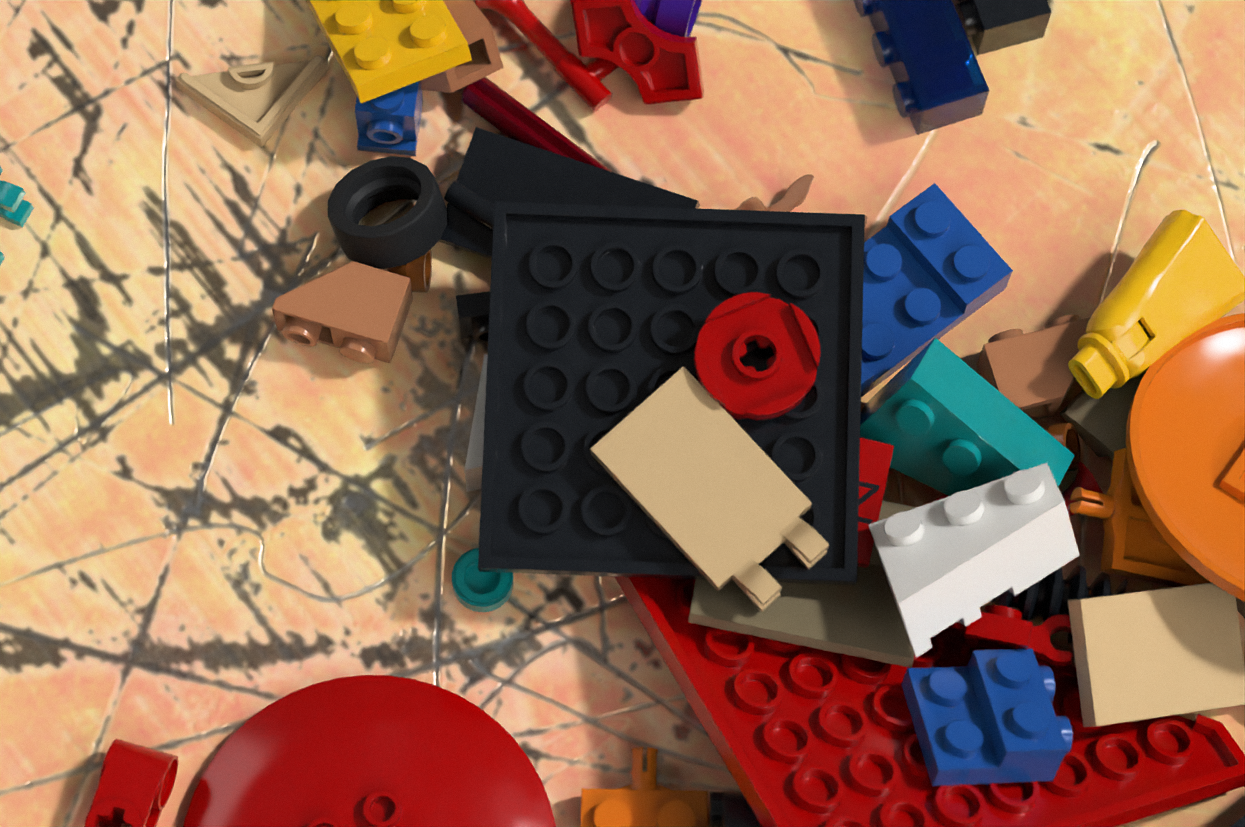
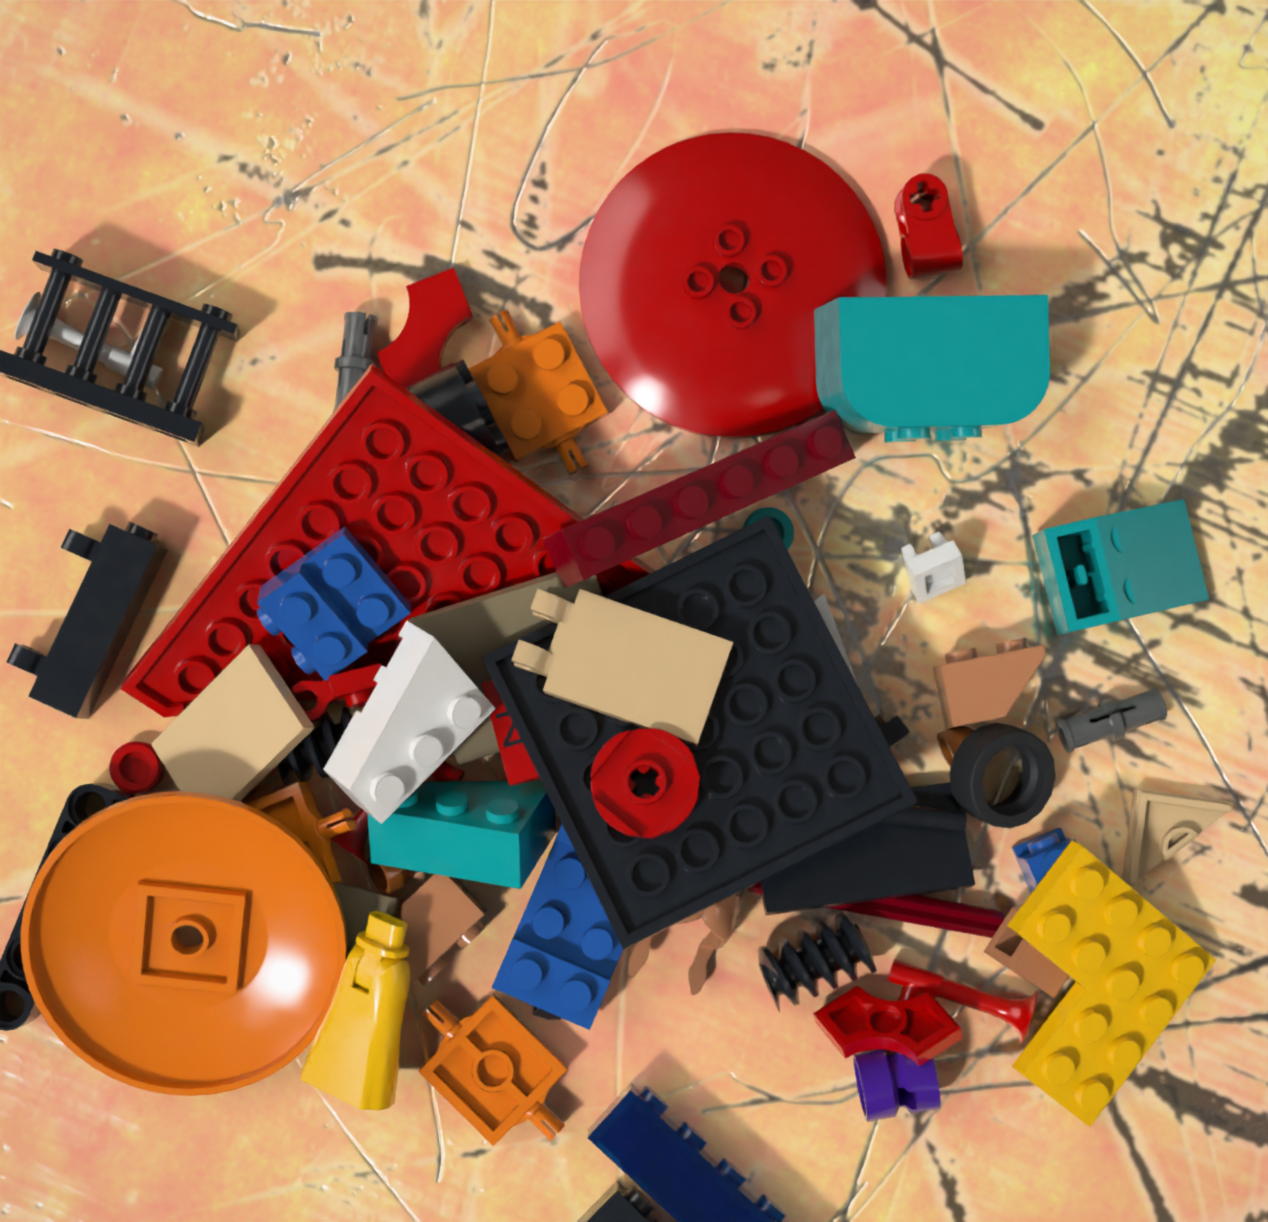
camera: 150 degrees right, 15 degrees up
(147, 349) = (1120, 566): none -> teal slope
(206, 209) = (1111, 719): none -> dark grey pin
(213, 638) = (932, 363): none -> teal brick
(336, 446) = (935, 569): none -> white tile
(540, 624) = (698, 499): none -> dark red brick
(674, 142) = (814, 960): none -> black piece
(1049, 207) = (493, 1069): none -> orange plate

